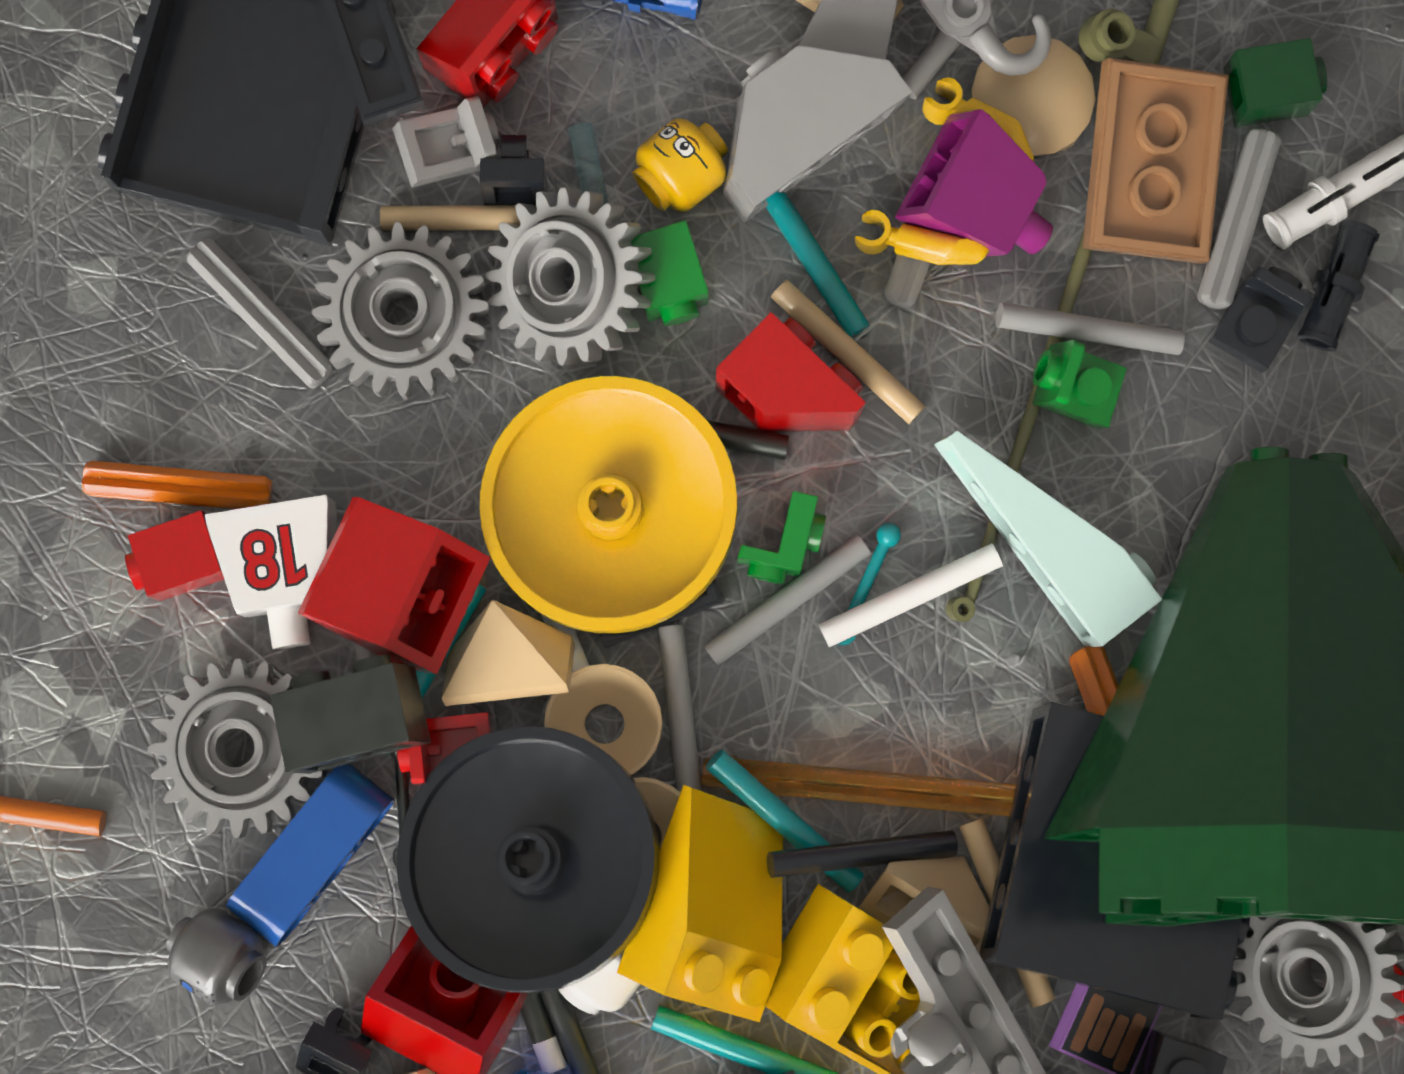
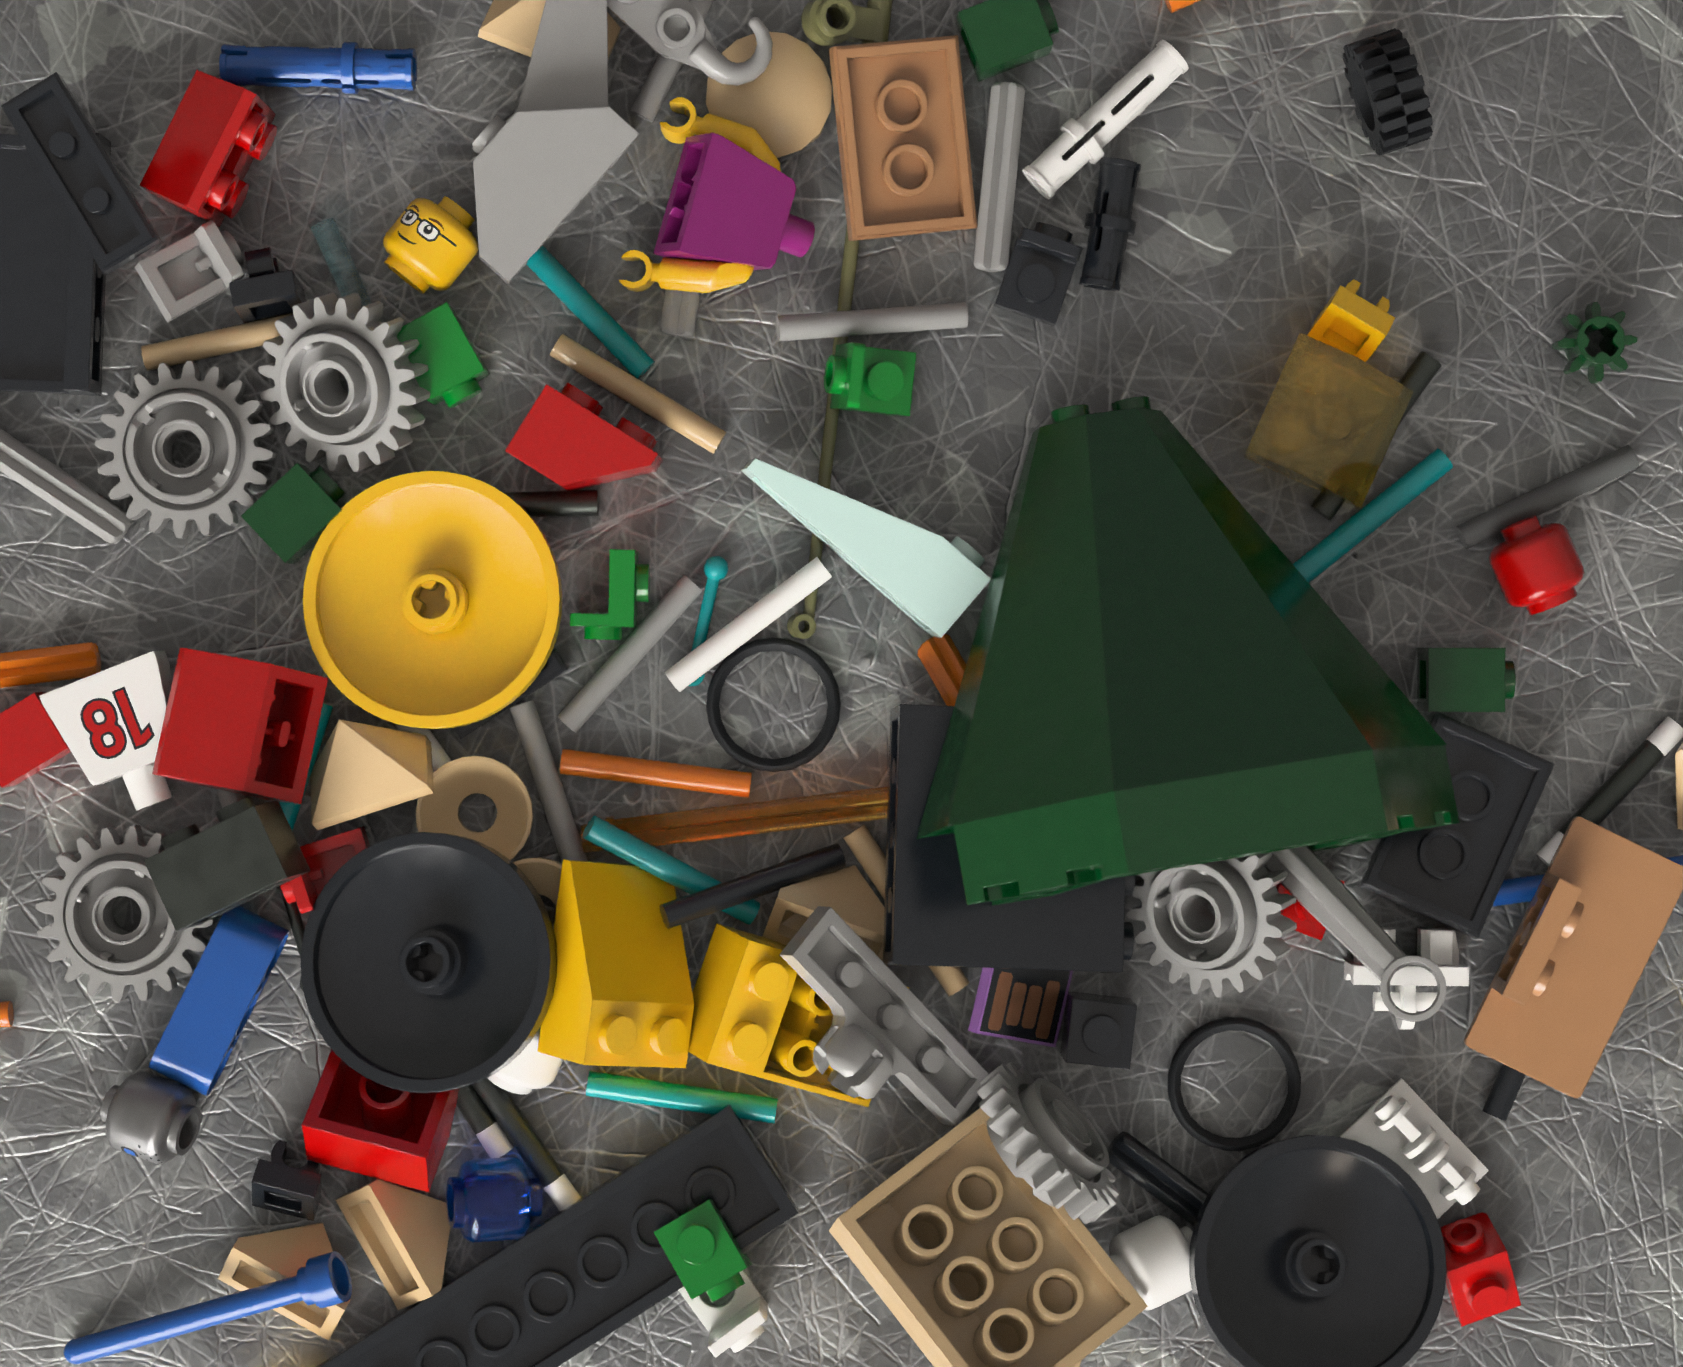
camera: 15 degrees left, 5 degrees up
(494, 391) = (296, 511): none -> dark green brick
(788, 722) = (655, 773): none -> orange bar
(884, 730) = (726, 741): none -> black tyre

